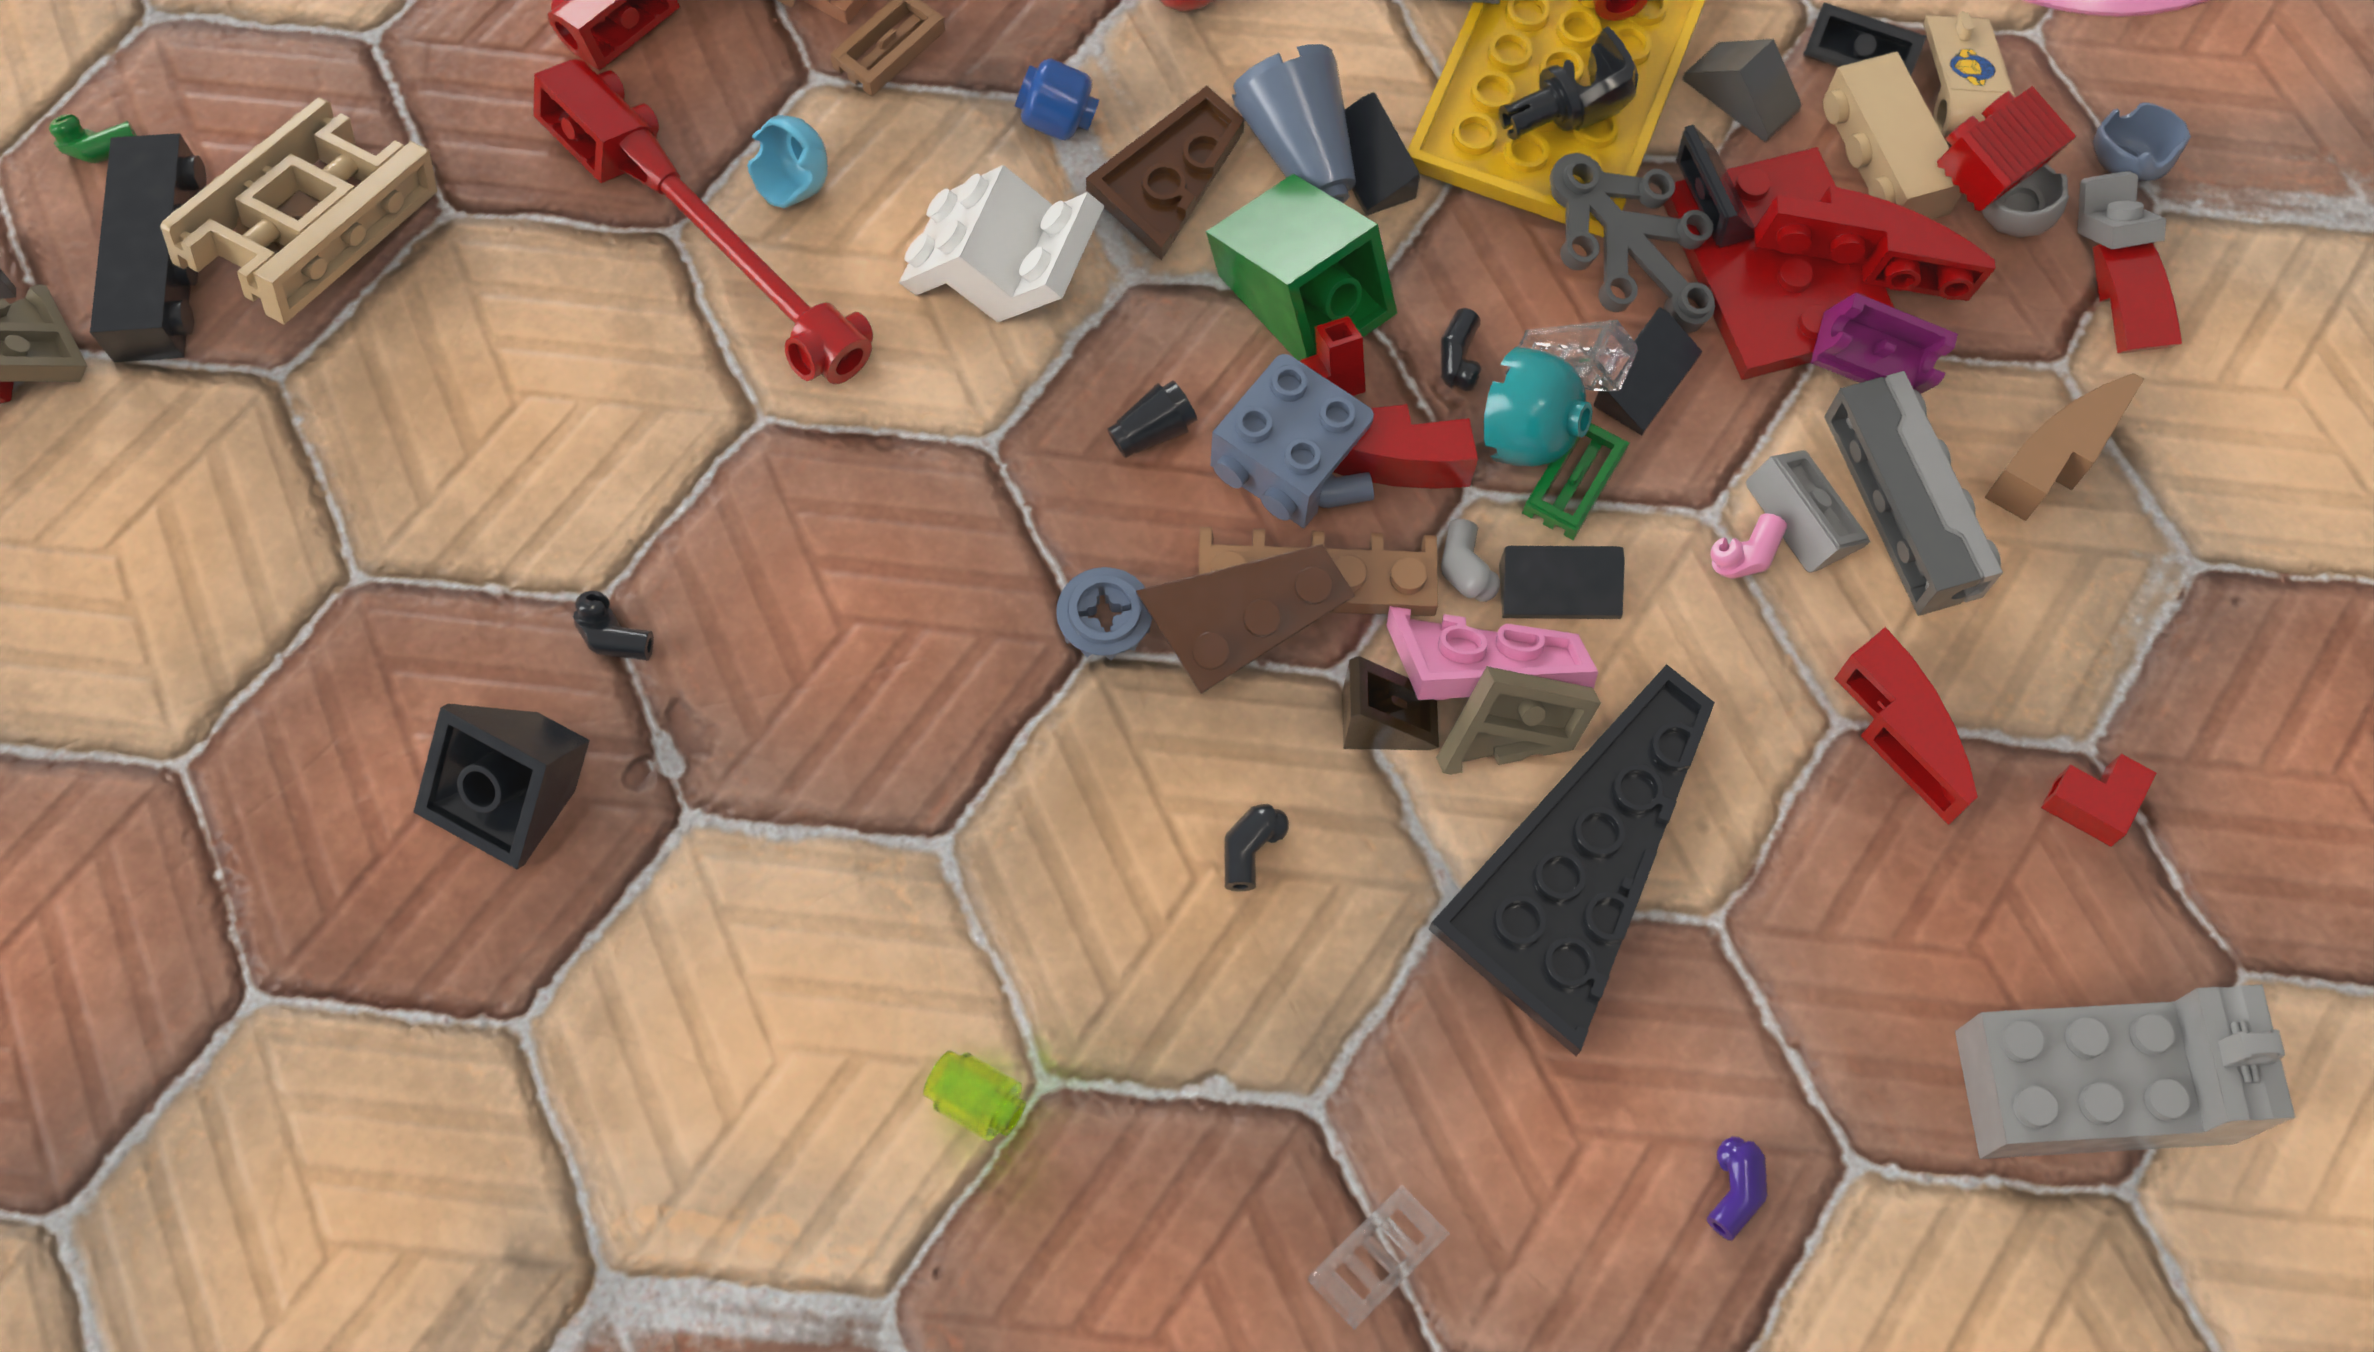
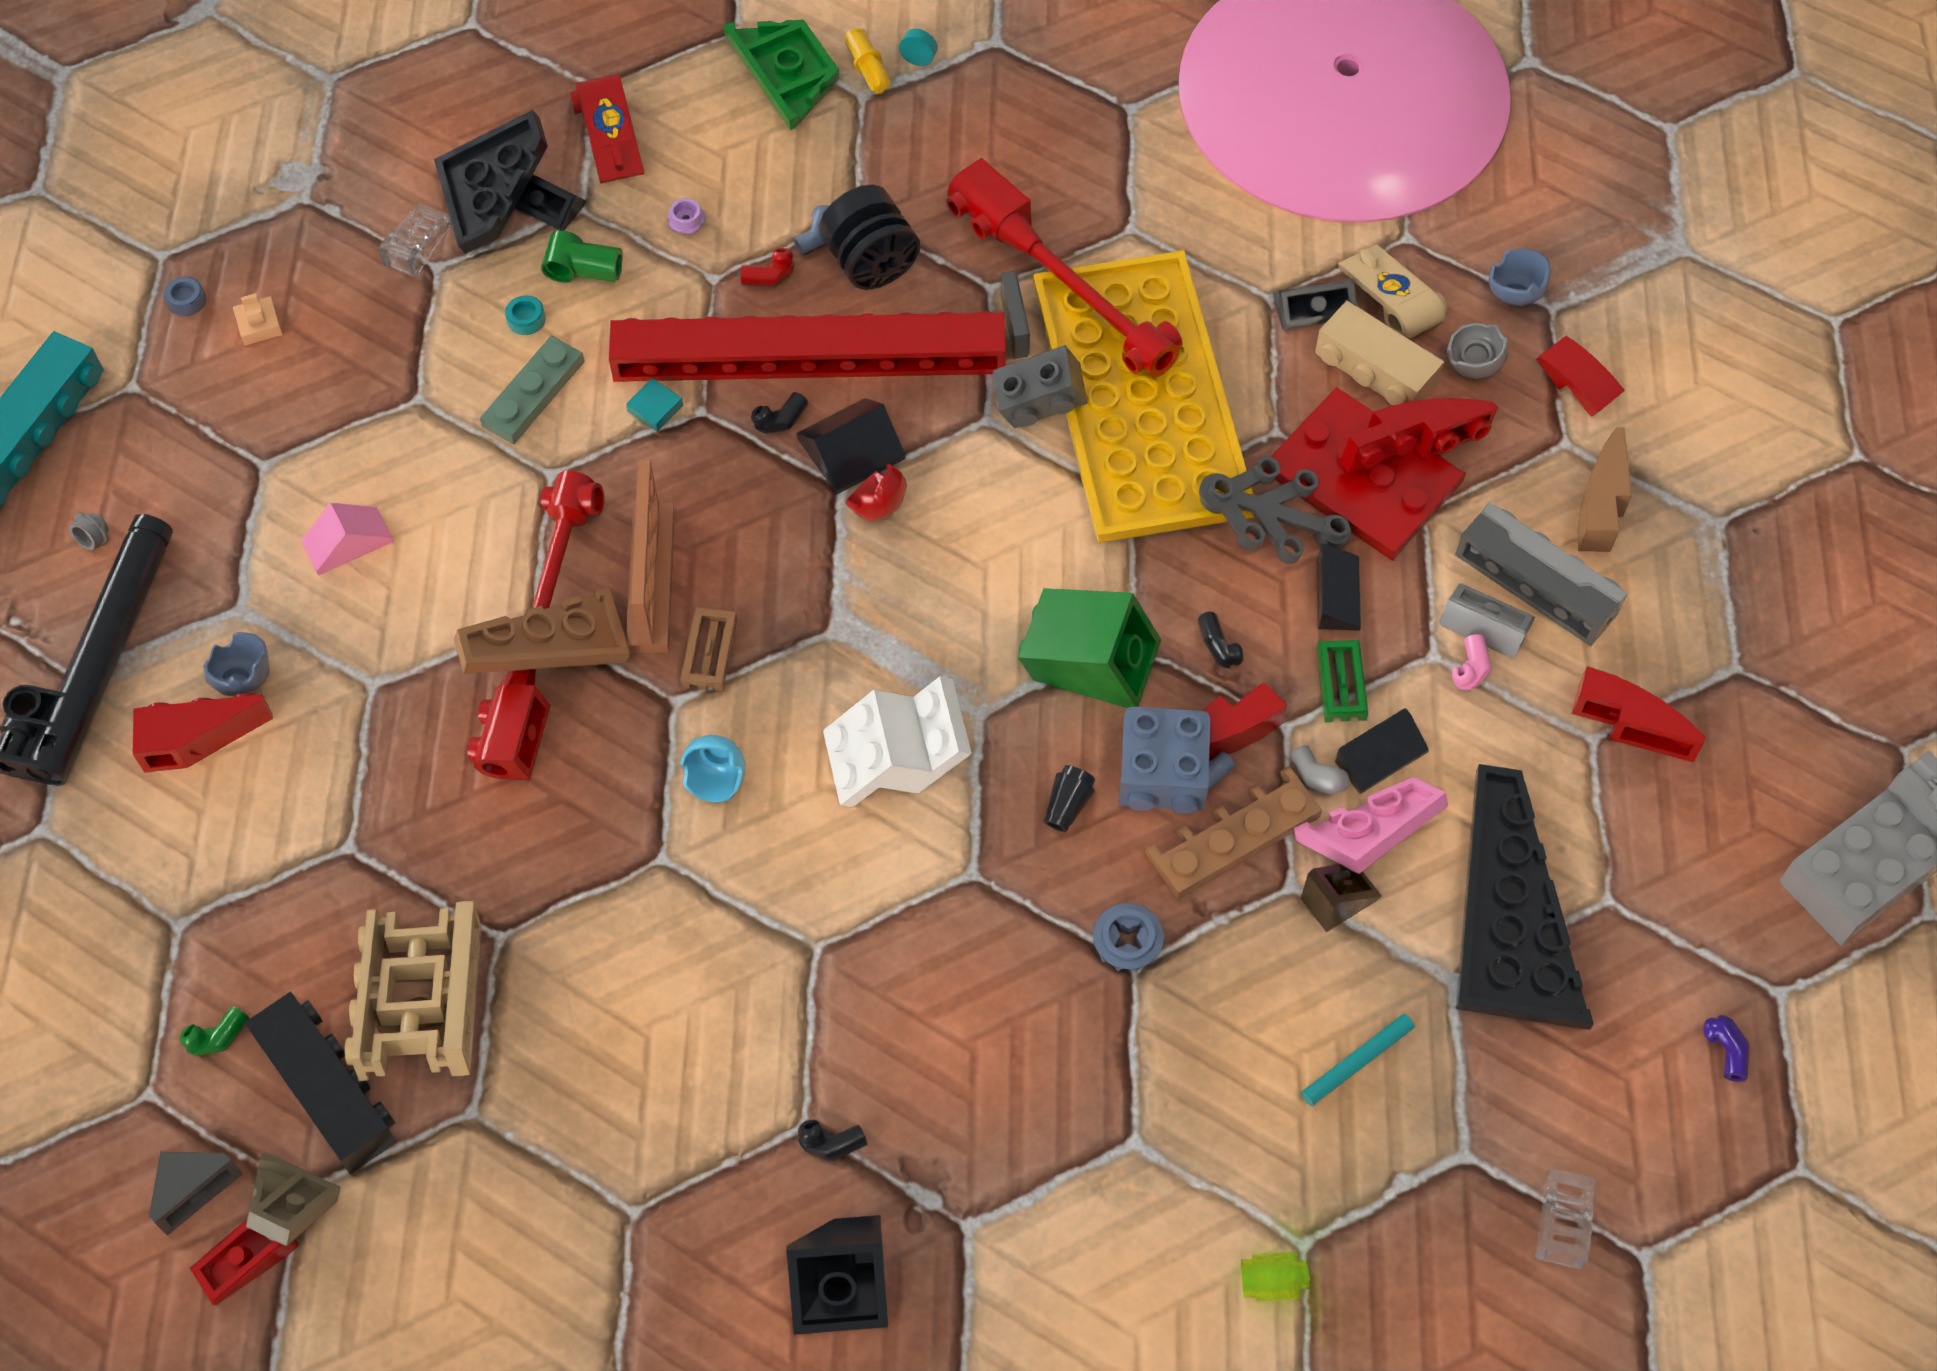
camera: 30 degrees left, 5 degrees down
(613, 139) = (579, 820): red bar -> none
(1056, 99) = (853, 625): blue head -> none
(1168, 169) = (956, 630): reddish brown wing -> none
(1243, 611) = (1214, 886): reddish brown wing -> none
(1245, 838) = (1314, 1022): black arm -> none
(1267, 914) = (1357, 1059): none -> teal bar
(1300, 117) = (1023, 551): sand blue cone -> none
(1339, 355) = (1155, 688): red piece -> none
(1380, 160) = (1074, 546): black slope -> none
(1517, 718) = (1419, 850): dark tan wing -> none
(1536, 409) = (1301, 653): teal cylinder -> none
(1570, 104) = (1196, 422): black piece -> none
(1597, 350) = (1316, 604): clear slope -> none
(1713, 188) = (1298, 450): black slope -> none
(1748, 84) = (1265, 368): dark grey slope -> none
(1875, 340) = (1463, 493): magenta hinge -> none
(2005, 147) = (1454, 329): red brick -> none
(2100, 806) = (1769, 697): red piece -> none
(2113, 215) = (1536, 334): light grey bracket -> none

